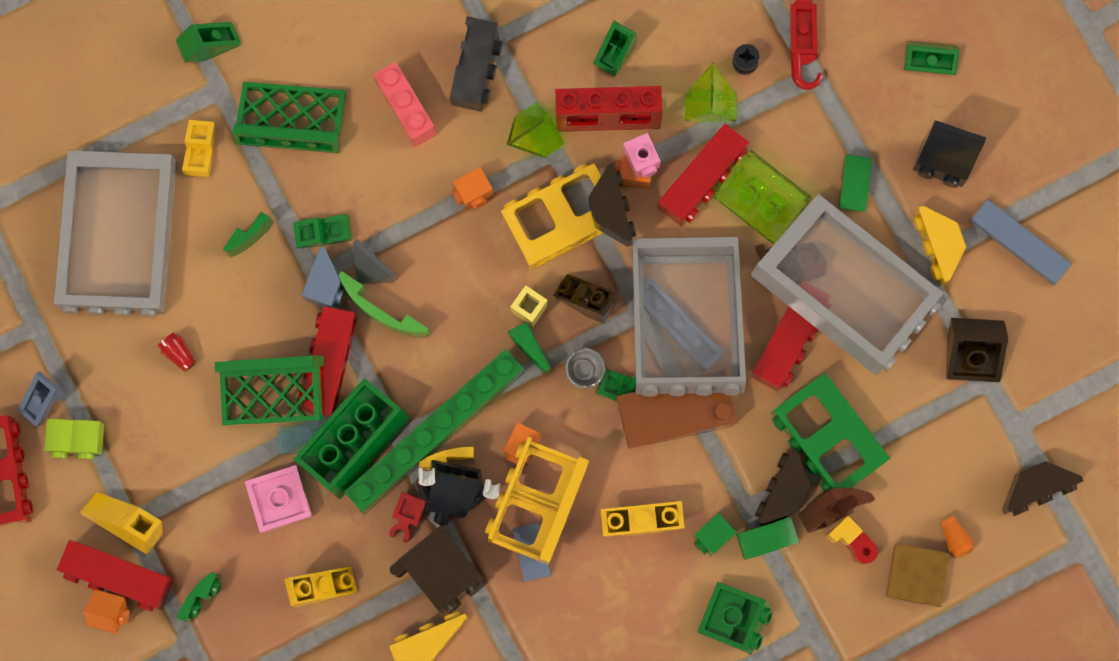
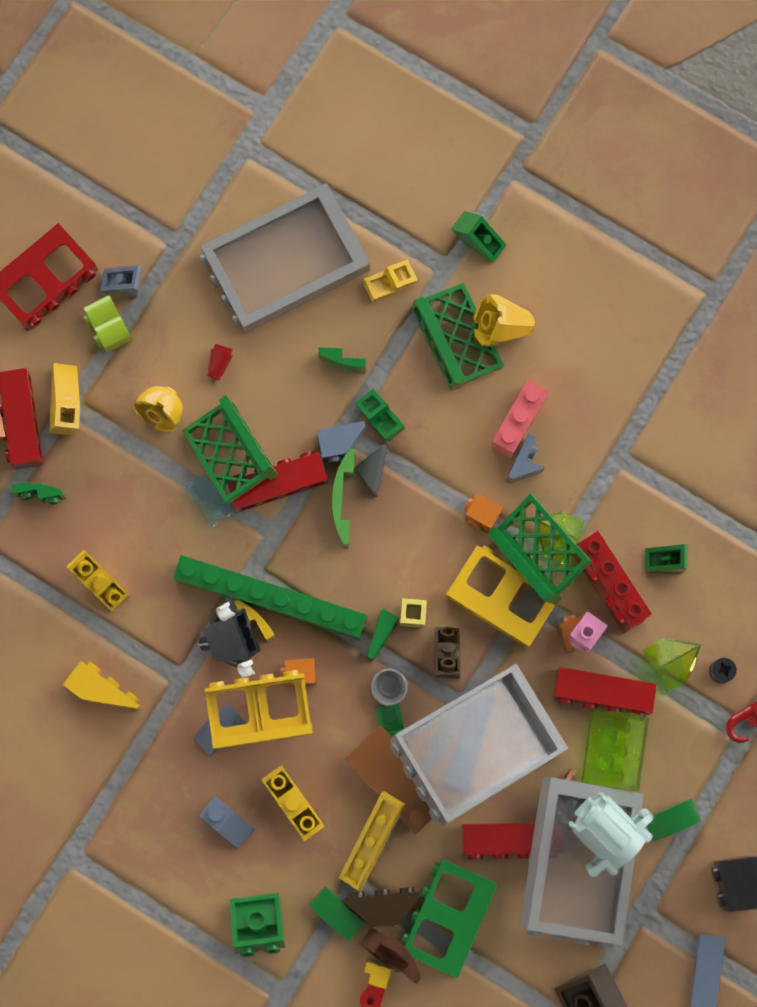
camera: 55 degrees right, 0 degrees up
(187, 432) = (161, 407): none -> yellow cylinder
(278, 499) = (148, 507): bright pink plate -> none
(302, 67) = (501, 321): none -> yellow cone
(352, 438) = (227, 536): green slope -> none
(408, 512) = (195, 614): red plate -> none
(440, 570) = (161, 666): dark brown container -> none
(450, 128) = (522, 467): none -> sand blue slope
(476, 64) = (585, 456): black wedge -> none
(545, 175) = (525, 564): none -> green fence
(610, 208) = (529, 631): dark brown slope -> none
(623, 593) = (226, 822): none -> sand blue slope
(713, 535) = (313, 868): green brick -> none
(719, 466) = (371, 841): none -> yellow tile
(839, 240) = (610, 833): none -> light aqua container
(941, 242) = (664, 920): yellow slope -> none

